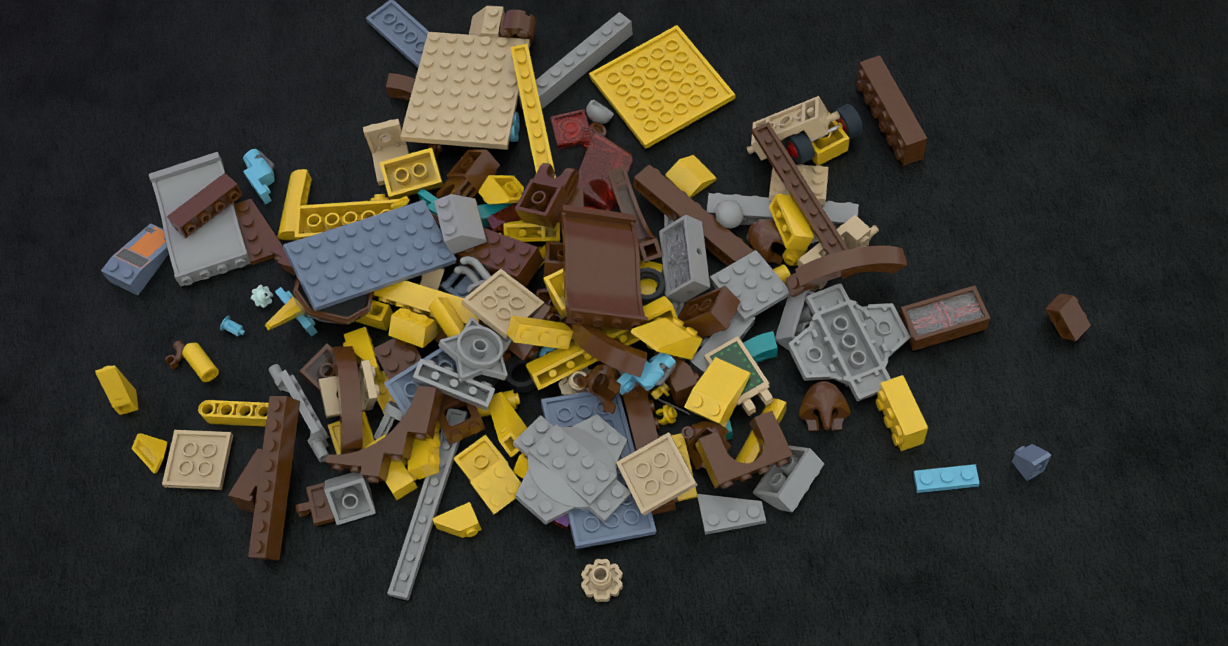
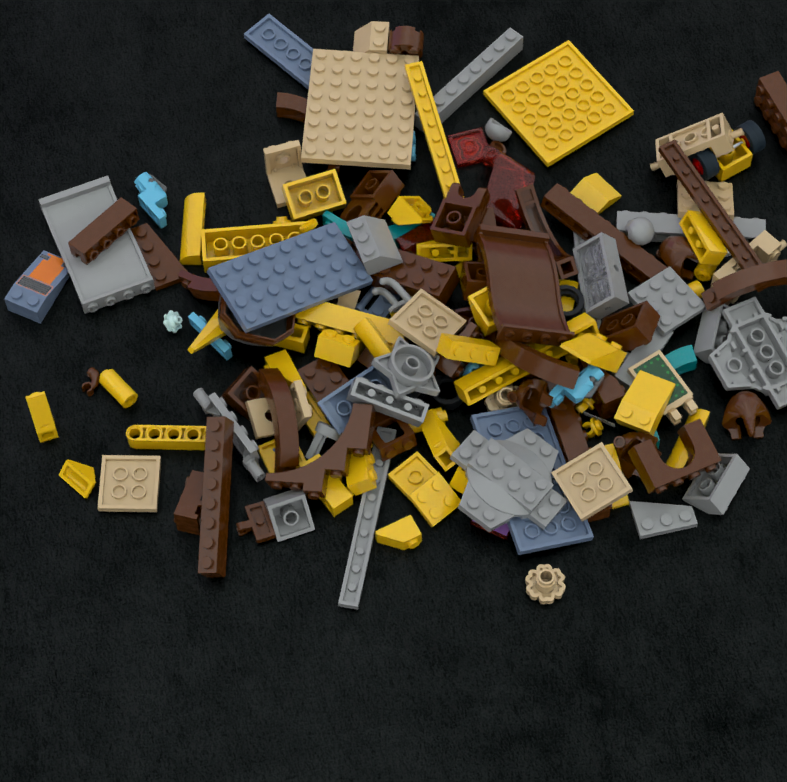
camera: 10 degrees left, 0 degrees up
(231, 326) = (145, 352): medium azure piece -> none

